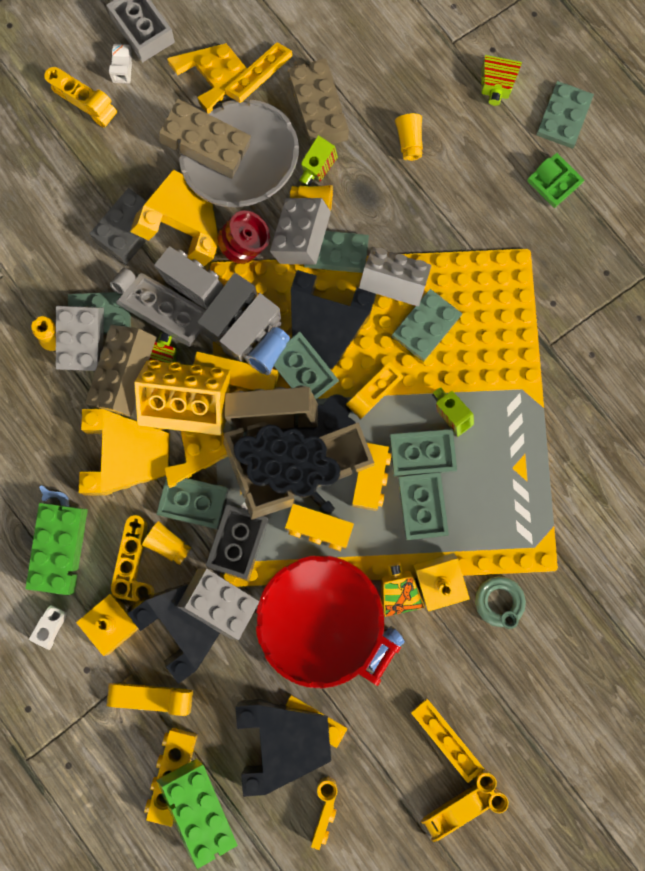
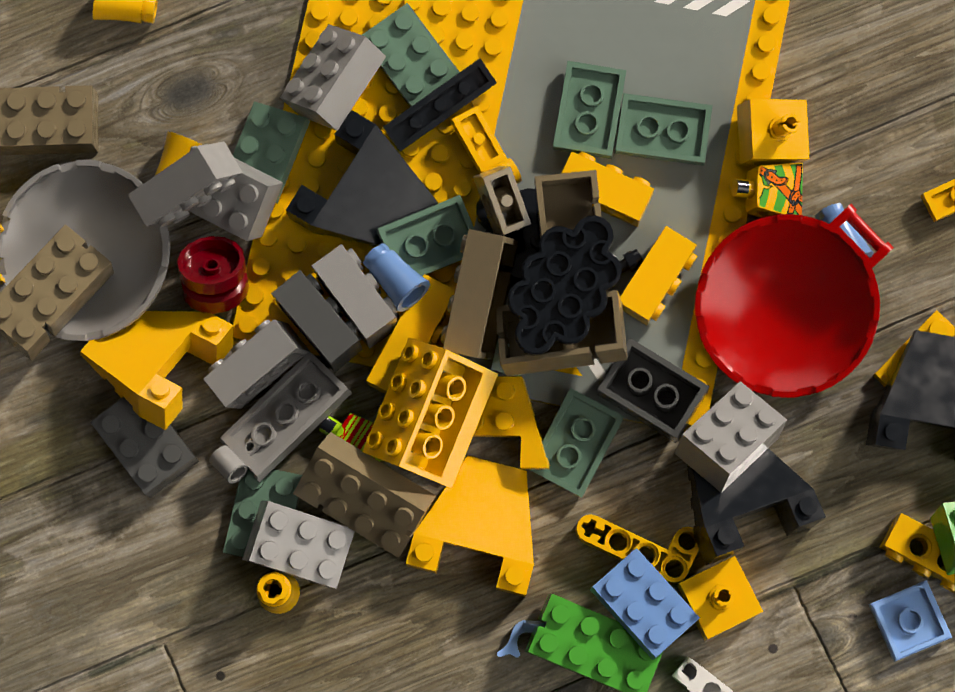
camera: 70 degrees left, 0 degrees up
(88, 573) = (644, 603): none -> medium blue plate
(124, 761) = (910, 620): none -> light blue plate
(152, 698) = (834, 563): yellow beam -> none
(166, 543) = (626, 492): yellow plant -> none
(291, 197) = (186, 184): none -> light grey brick
(322, 156) = (117, 134): lime torso -> none
(339, 406) = (502, 200): none -> dark tan brick
(398, 352) = (439, 105): none -> black plate
(458, 416) = (555, 50): lime torso -> none
(499, 619) = (834, 46): sand green piece -> none

